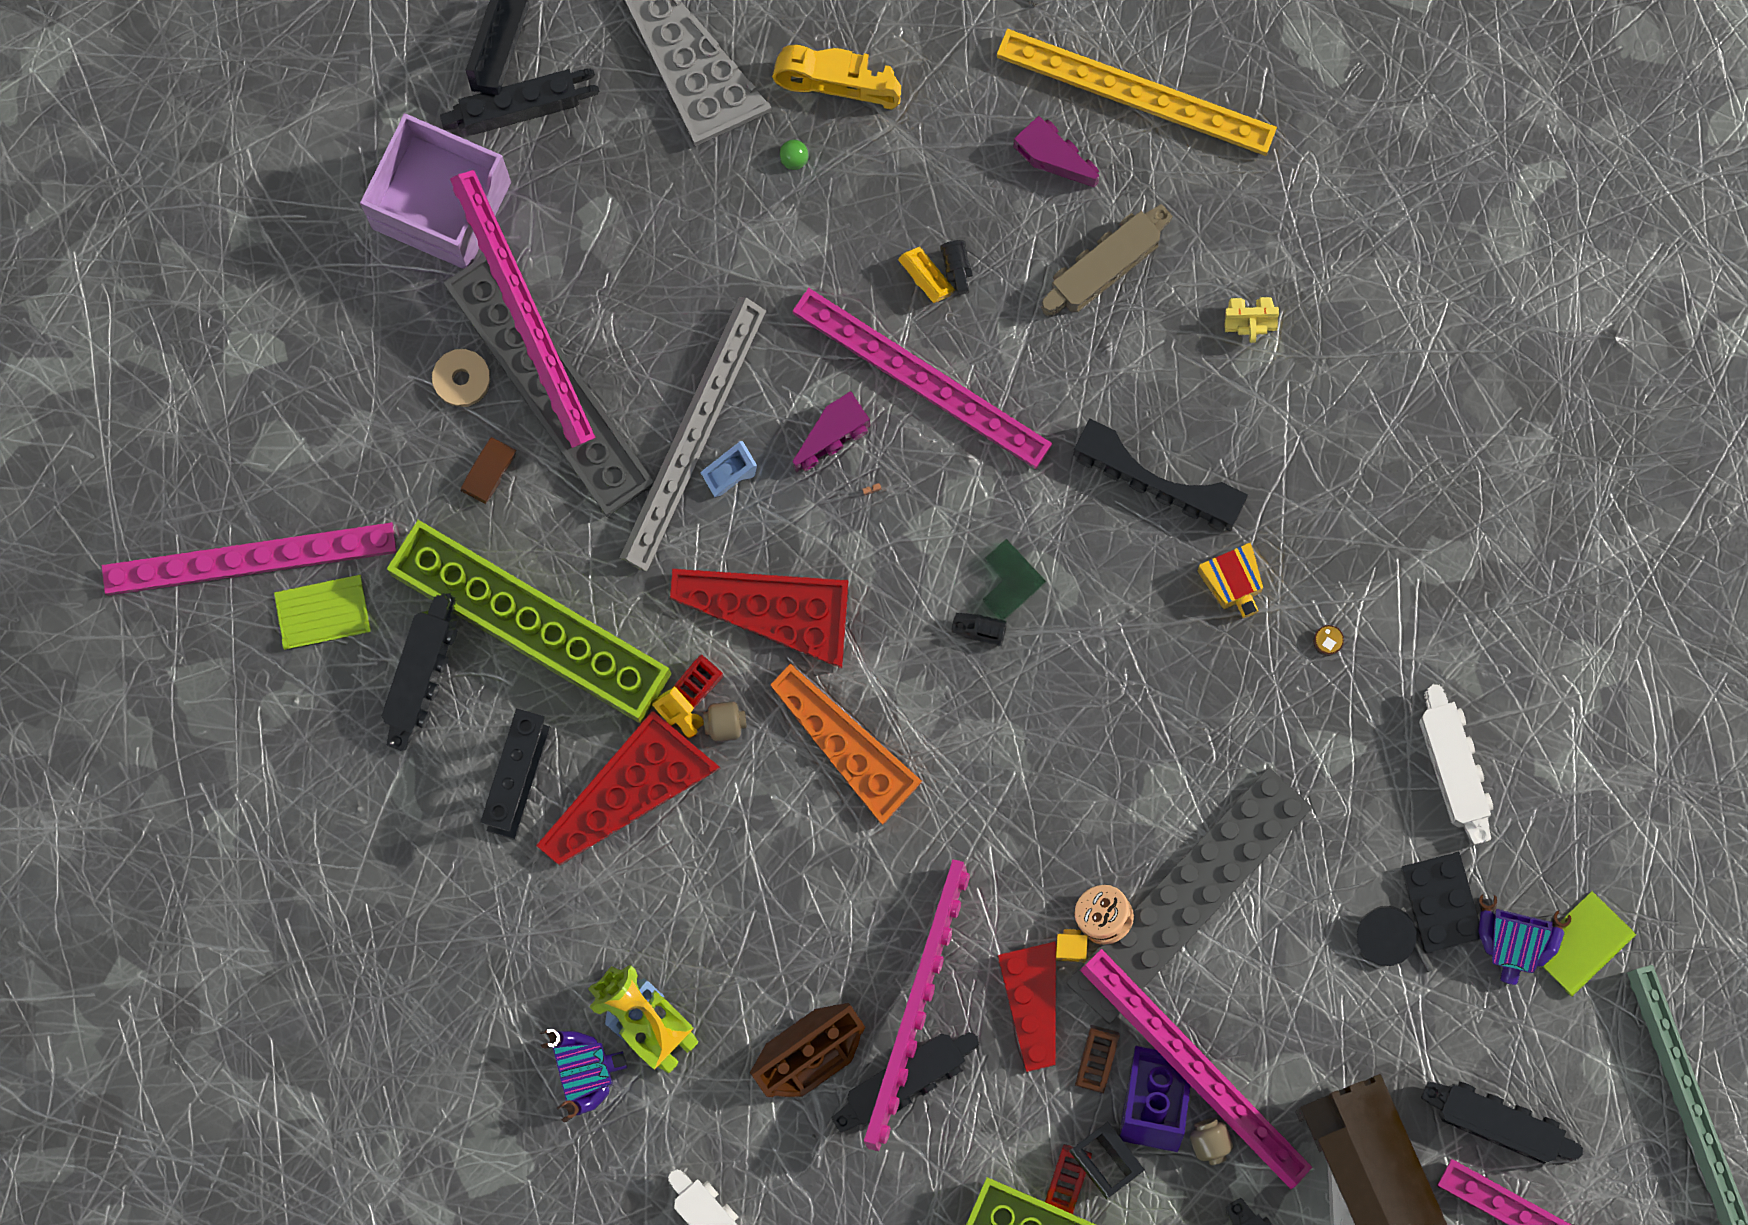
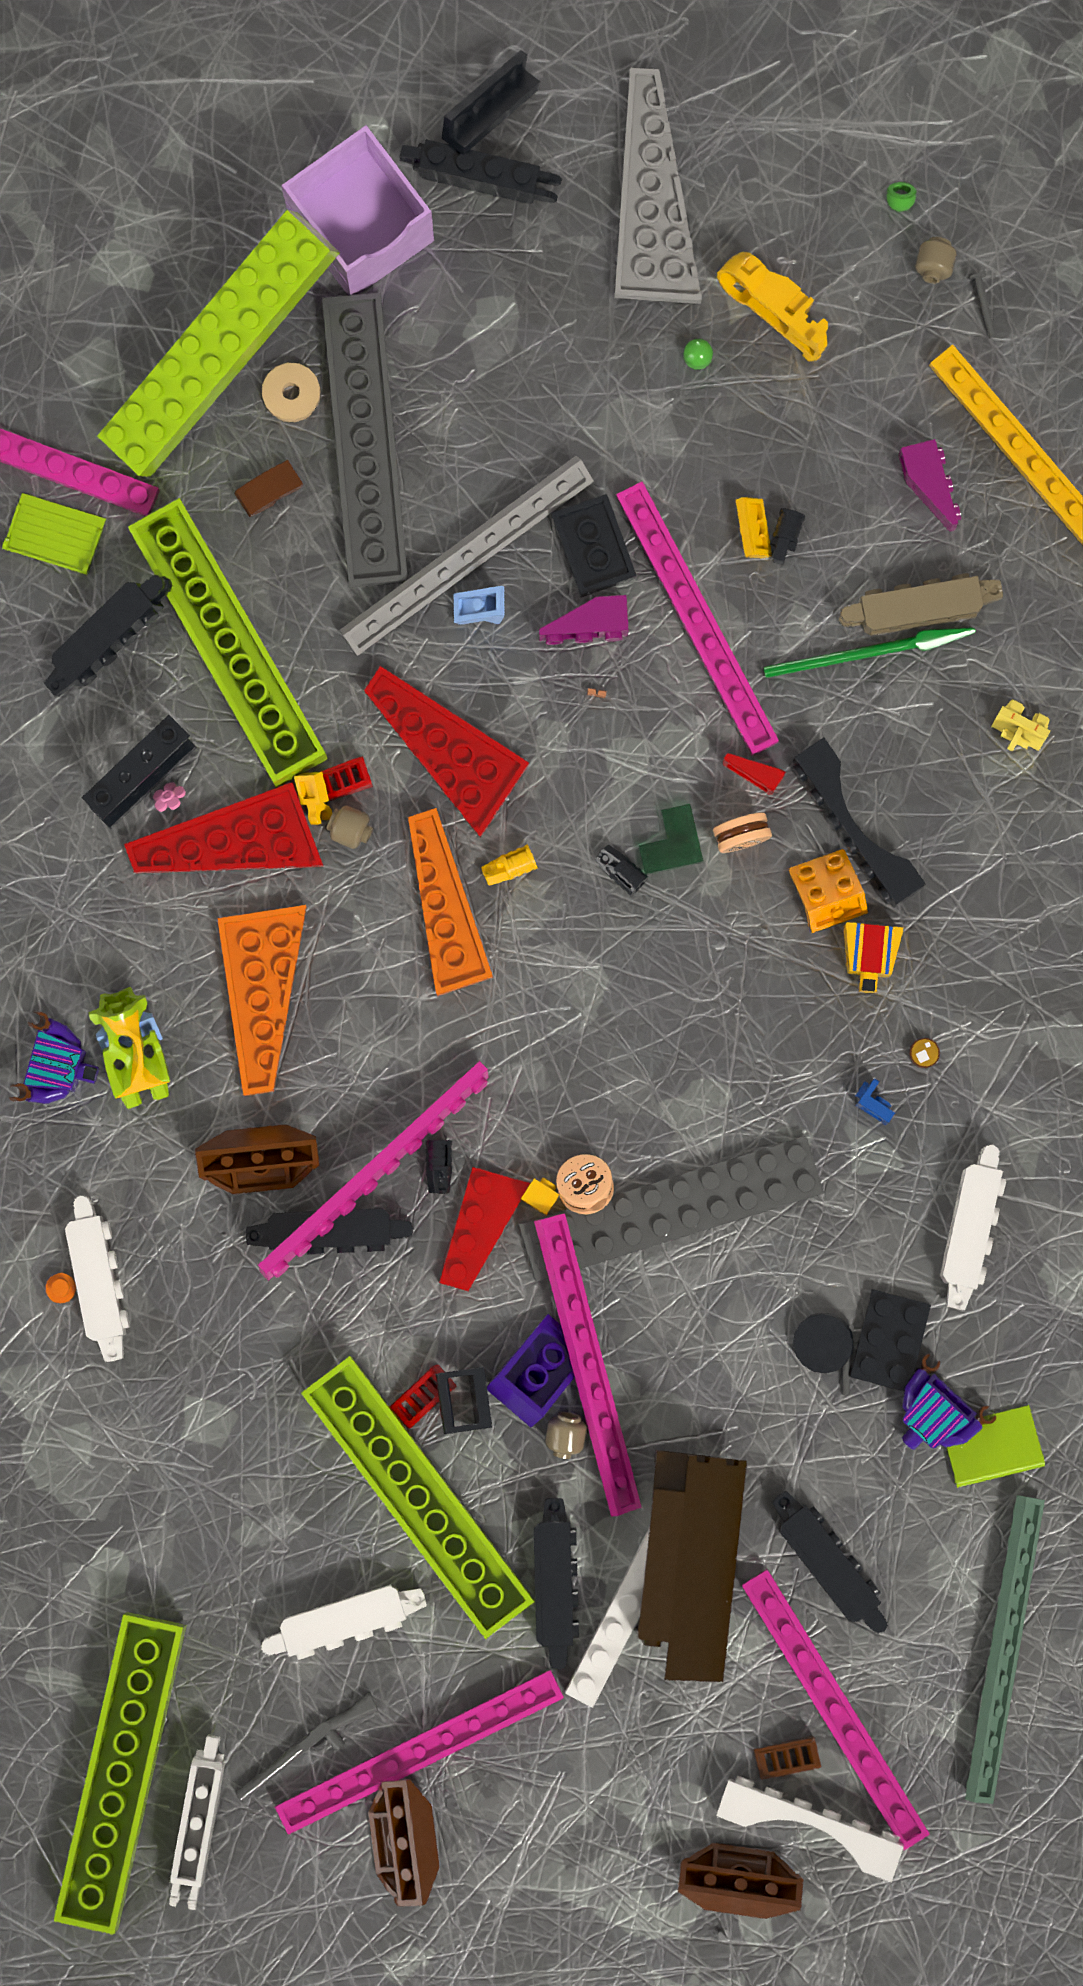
camera: 25 degrees right, 5 degrees up
(379, 369) = (218, 343): none -> lime brick
(522, 308) = (374, 359): dark pink plate -> none
(551, 783) = (168, 797): none -> bright pink plant
(718, 892) = (260, 971): none -> orange wing
(797, 365) = (593, 545): none -> black plate
(882, 677) = (509, 866): none -> yellow hinge
(968, 970) = (438, 1165): none -> black hinge
(1050, 481) = (760, 775): none -> red slope
(1066, 538) = (742, 832): none -> light nougat head
(1095, 1031) = (526, 1287): reddish brown slope -> none
(1125, 290) = (922, 640): none -> green piece
(1168, 546) = (829, 890): none -> light orange bracket
(1315, 709) = (877, 1107): none -> blue bracket

